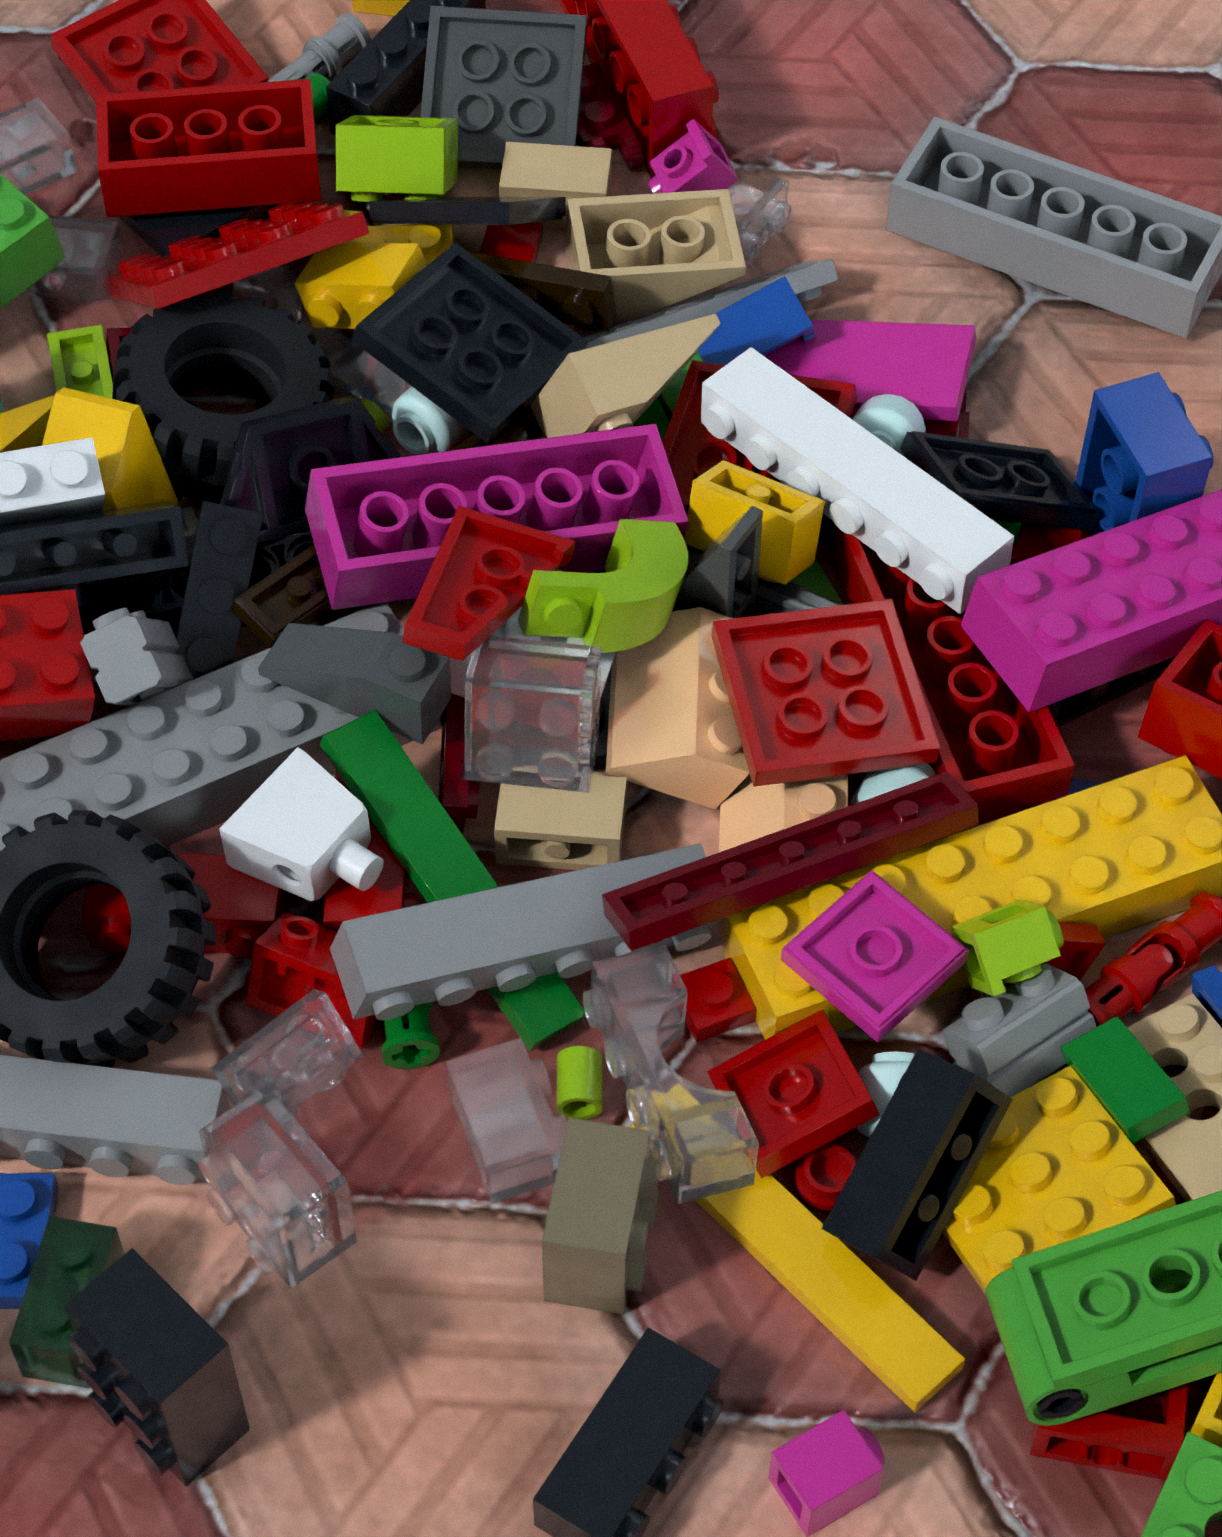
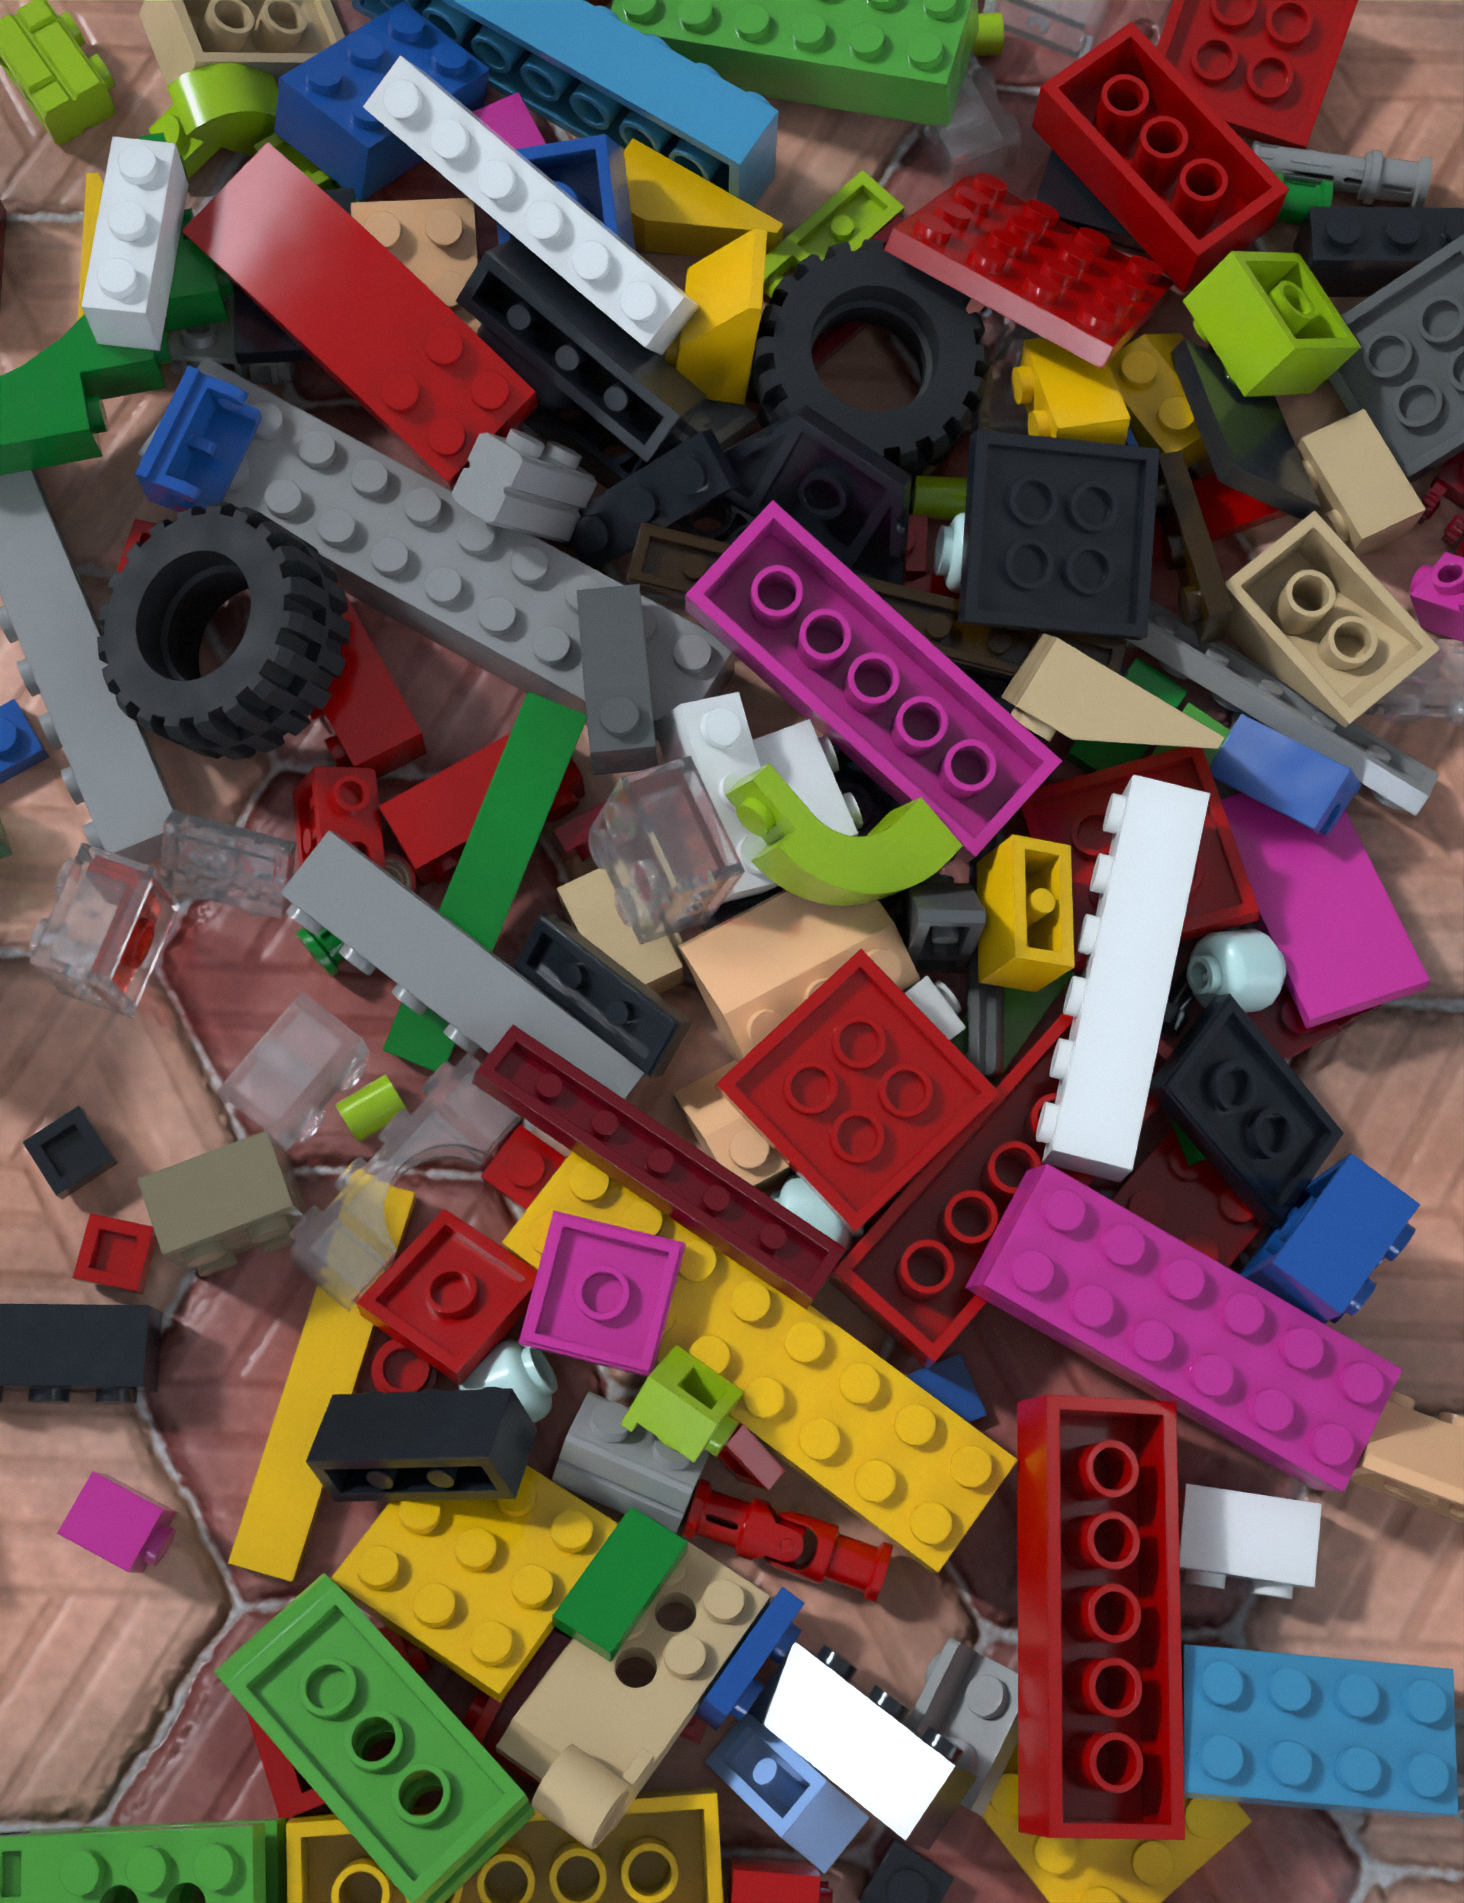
camera: 55 degrees right, 20 degrees up
(302, 832) = (438, 735): white torso -> none
(452, 1343) = (70, 1152): none -> black plate
(479, 581) = (742, 722): red wing -> none
(573, 1352) = (115, 1254): none -> red plate
(631, 829) = (602, 994): none -> black tile

